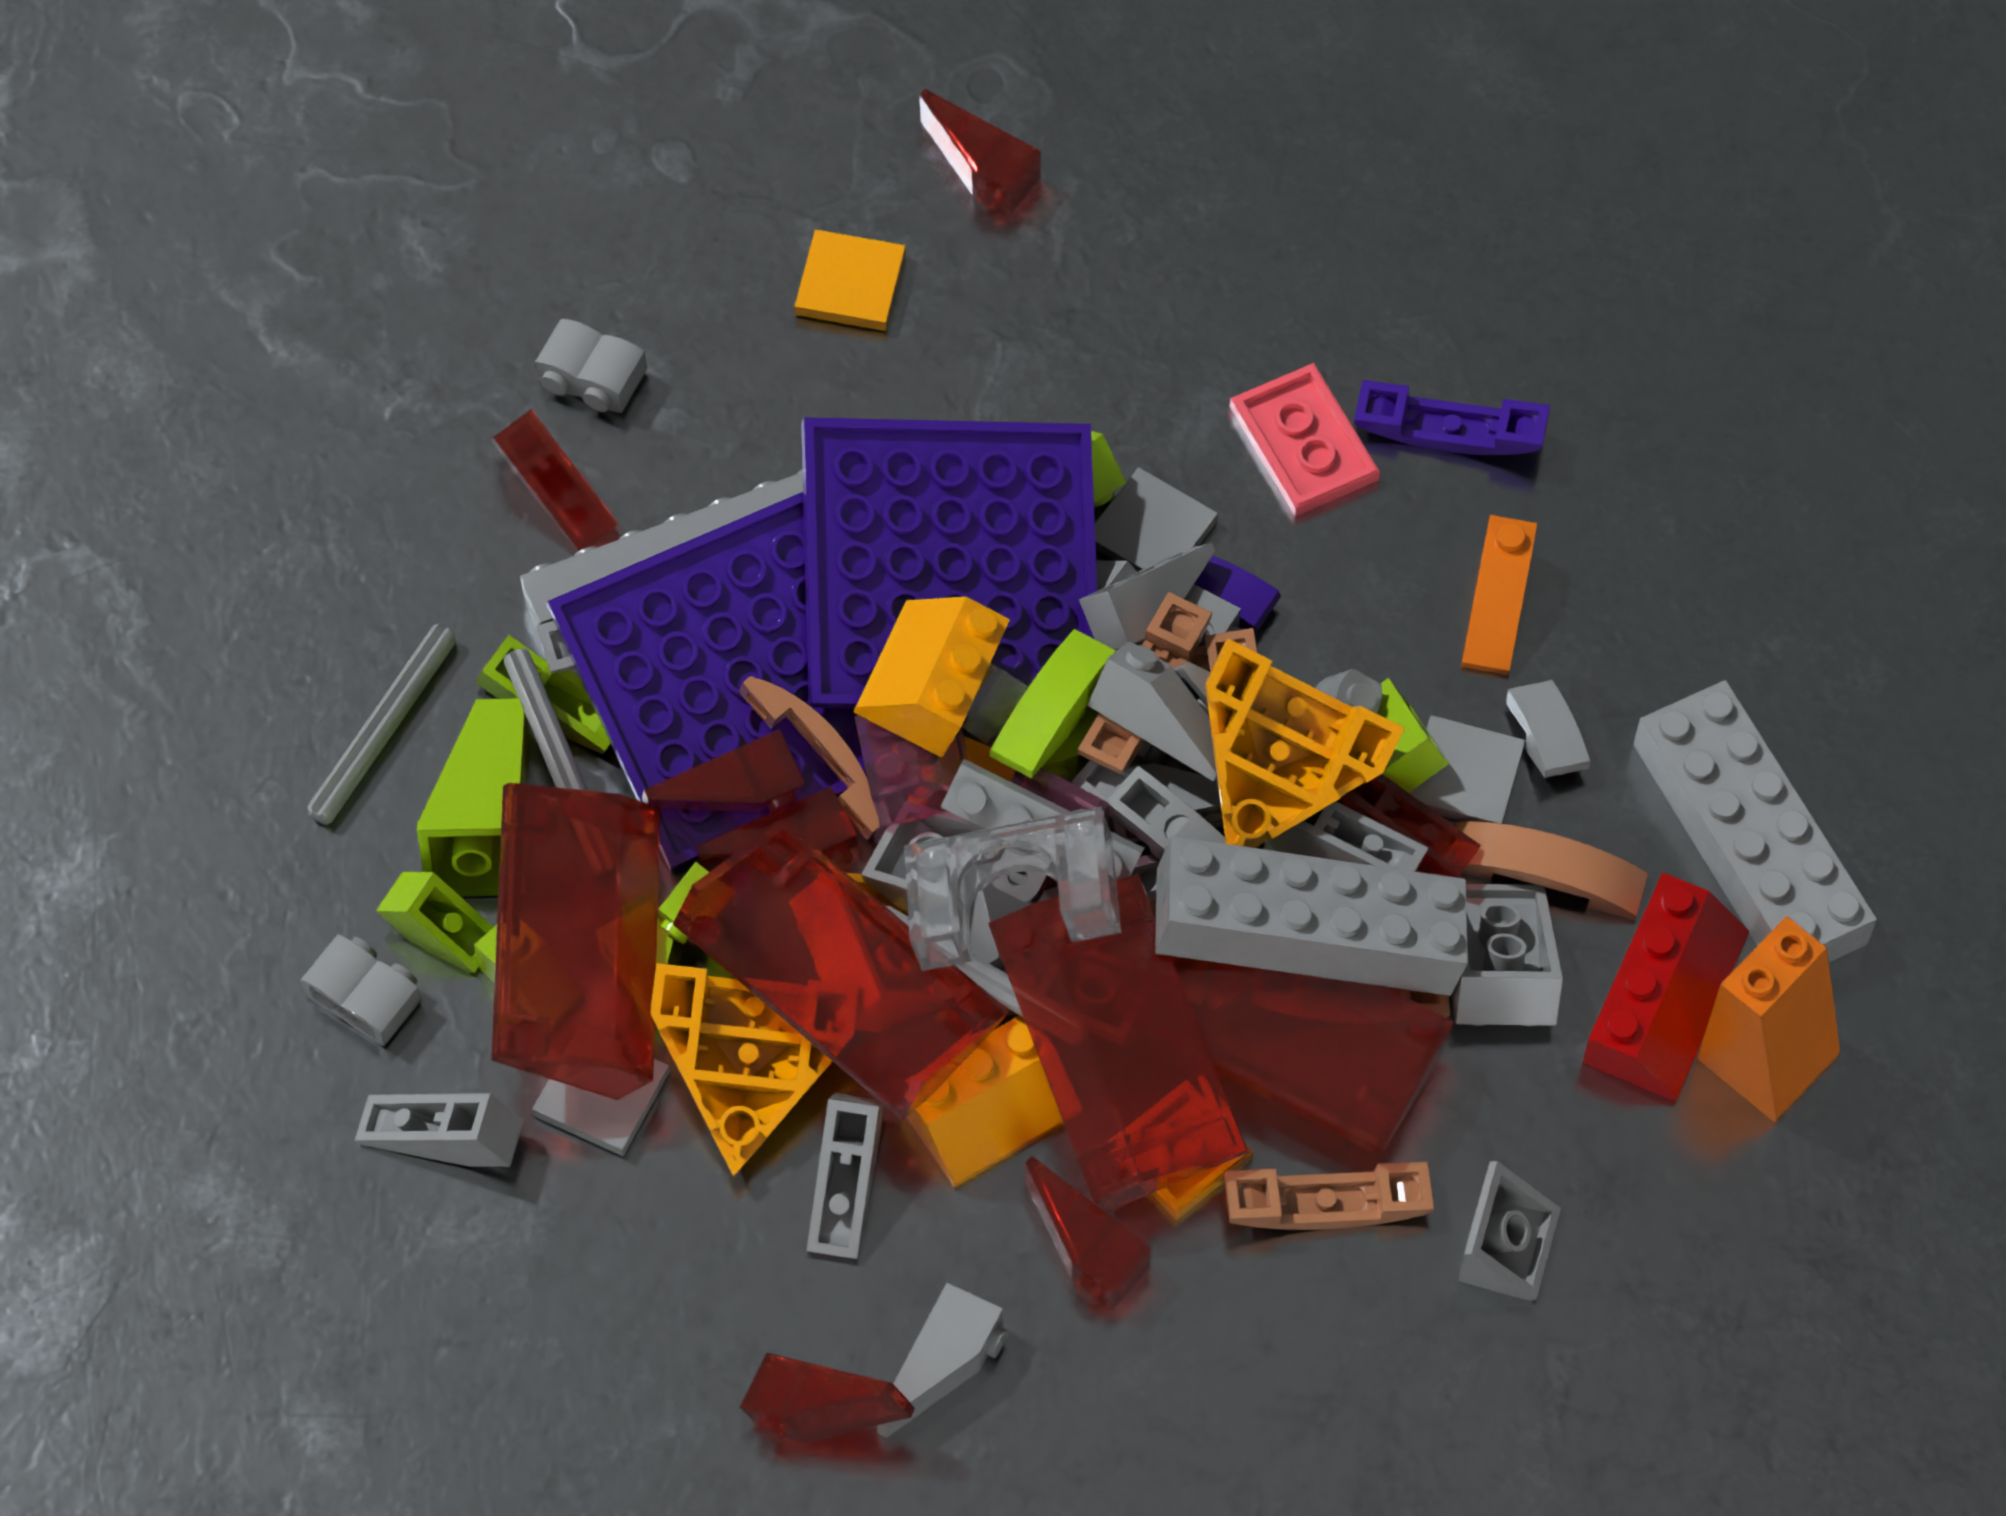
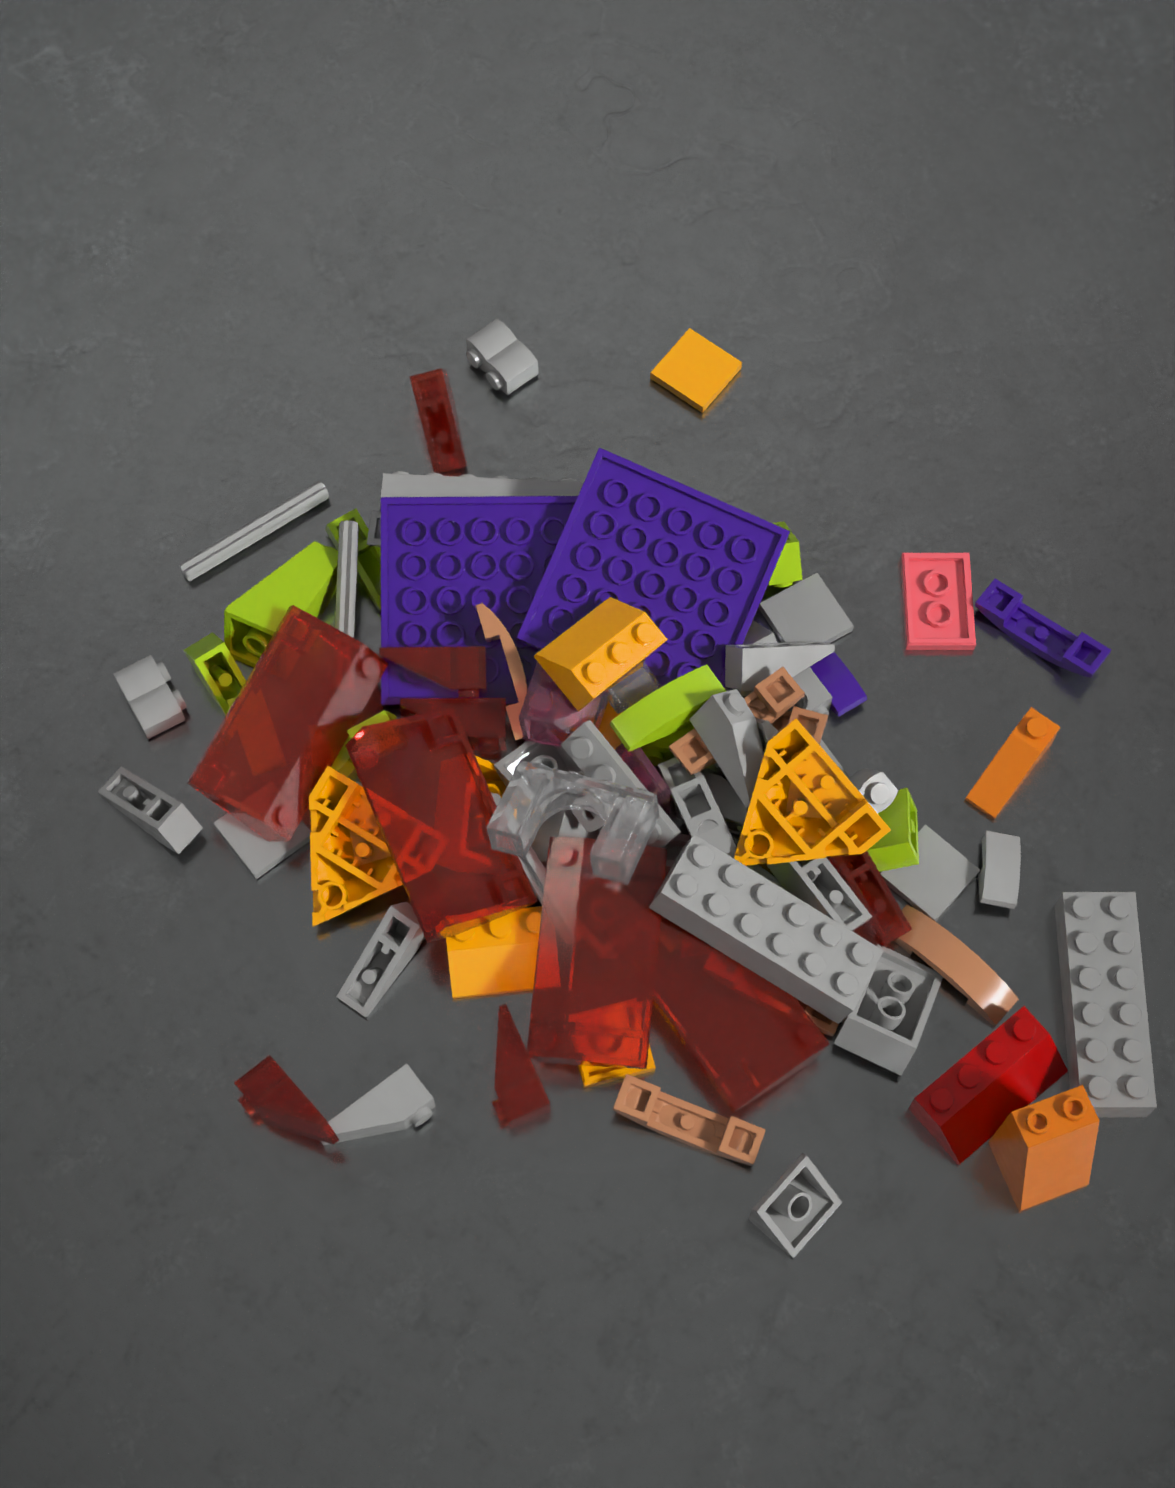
camera: 25 degrees right, 5 degrees up
(987, 159) = (824, 329): clear red slope -> none

